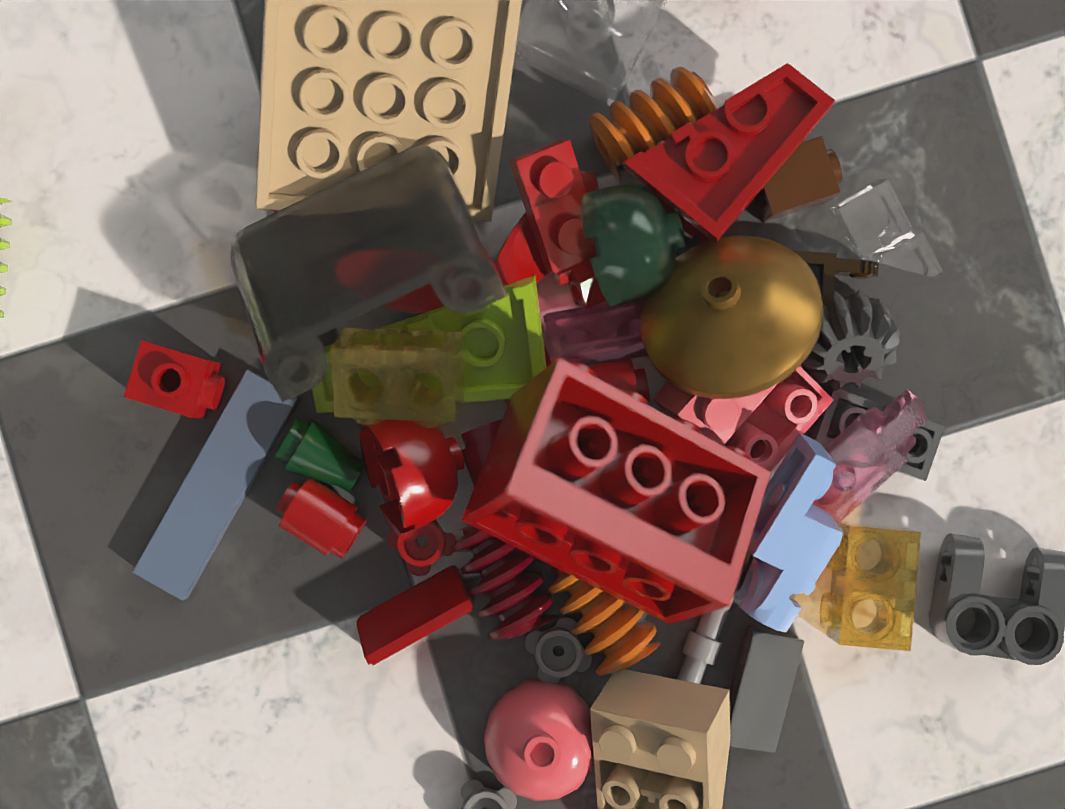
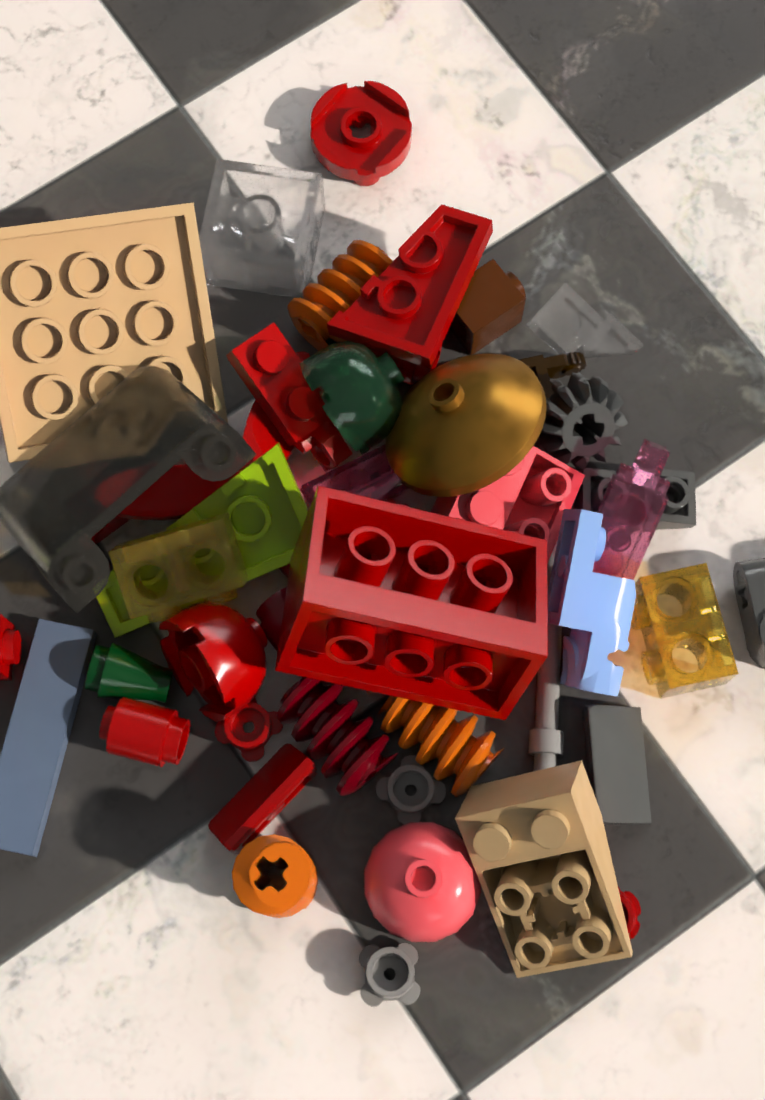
camera: 15 degrees left, 15 degrees down
(396, 725) = (251, 878): none -> orange piece

